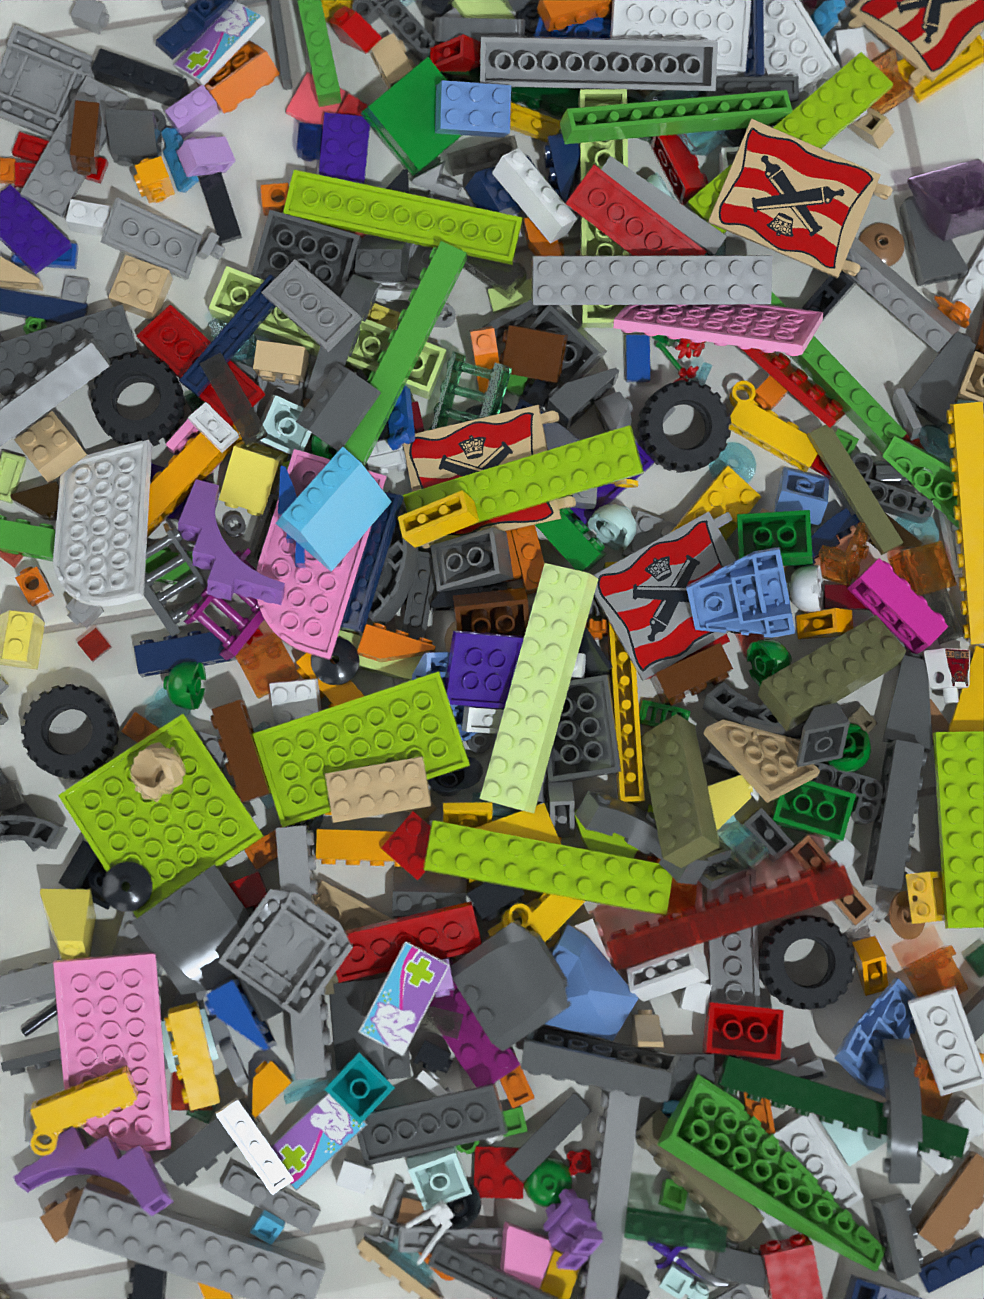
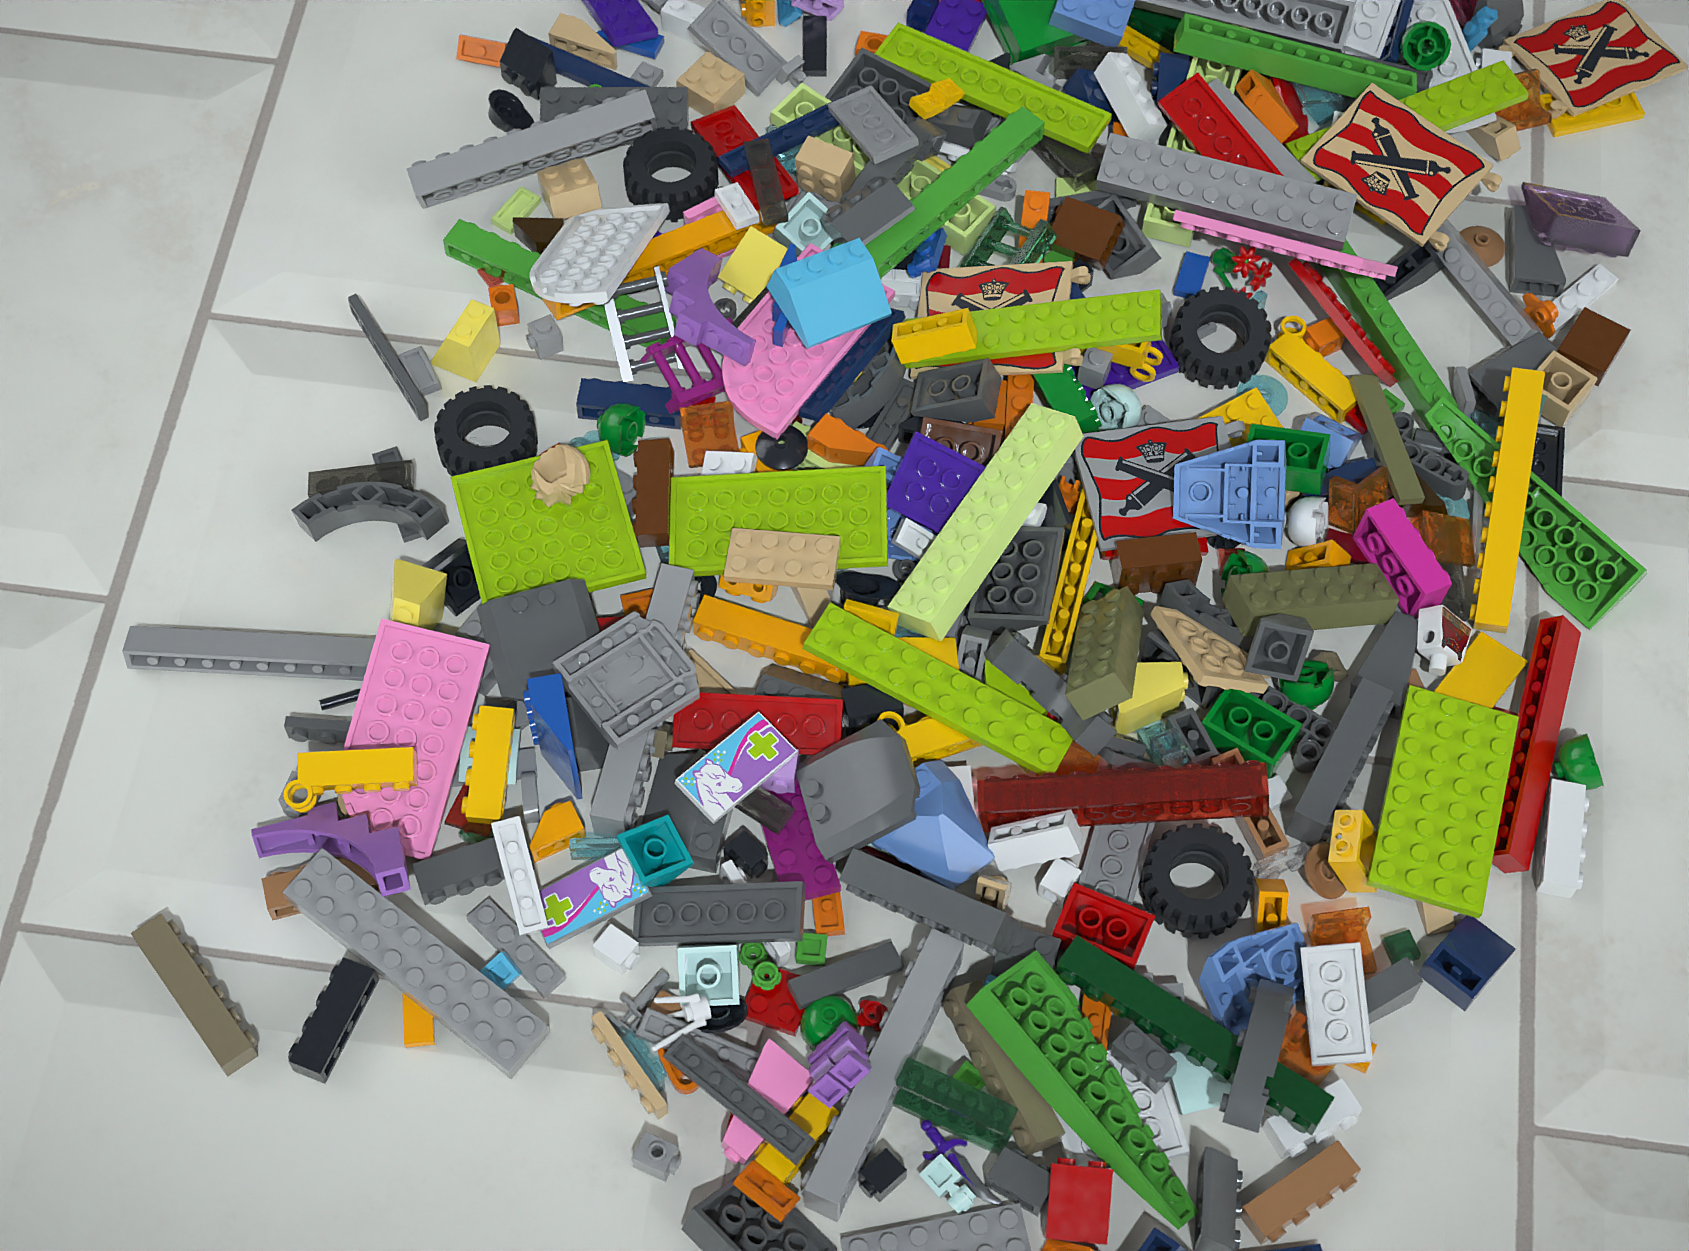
camera: 25 degrees right, 20 degrees down
(94, 645) = (542, 375): clear red tile -> none
(140, 886) = (489, 587): black dish -> none
(358, 249) = (939, 98): none -> yellow slope
(409, 845) = (790, 634): red plate -> none
(485, 1169) = (763, 969): none -> bright green plate
(579, 395) = (1124, 277): dark grey slope -> none
(662, 170) = (1266, 105): none -> orange slope
(786, 55) = (1425, 45): none -> green cylinder
(809, 1137) = (1143, 1058): none -> dark grey brick

